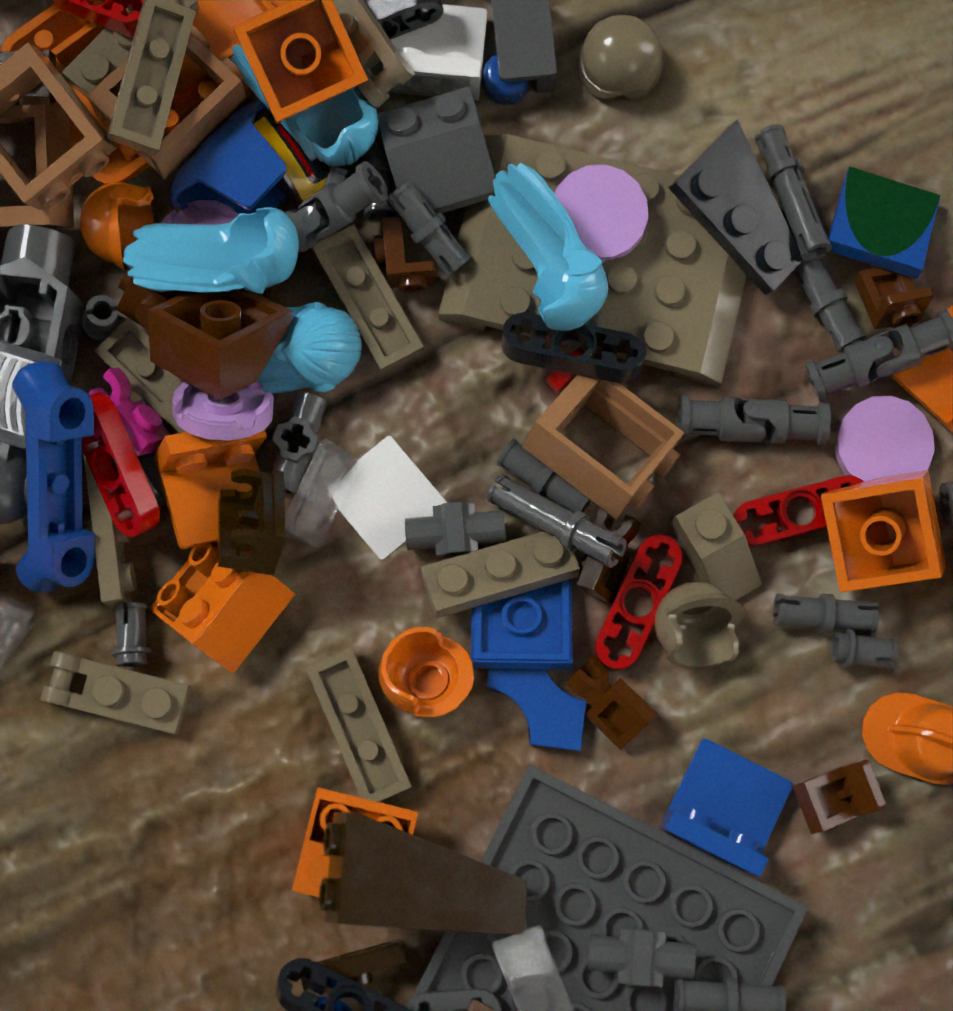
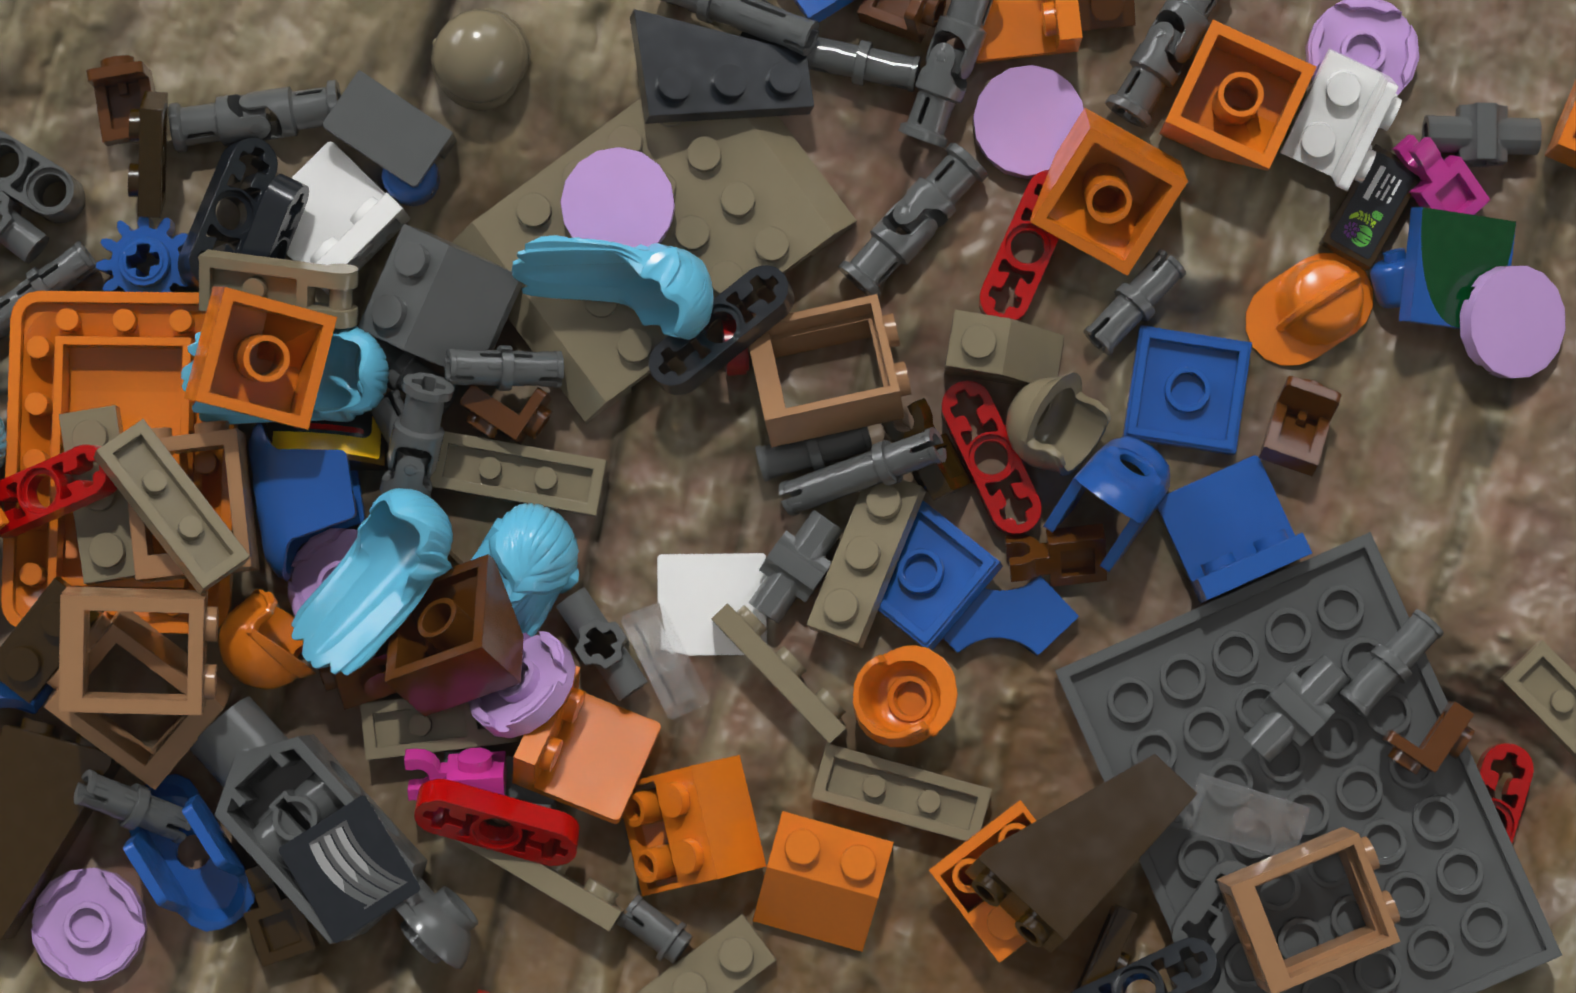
camera: 40 degrees left, 5 degrees up
(55, 423) = (424, 842): blue plate -> none
(100, 306) = (344, 743): dark grey pin -> none
(252, 522) = (650, 741): dark brown hinge -> none
(255, 720) = (822, 881): none -> orange slope
(376, 576) = (781, 670): none -> dark tan plate
(692, 702) = (1120, 488): none -> blue piece
(796, 699) = (1187, 390): none -> blue tile
(864, 651) = (1194, 296): dark grey pin -> none

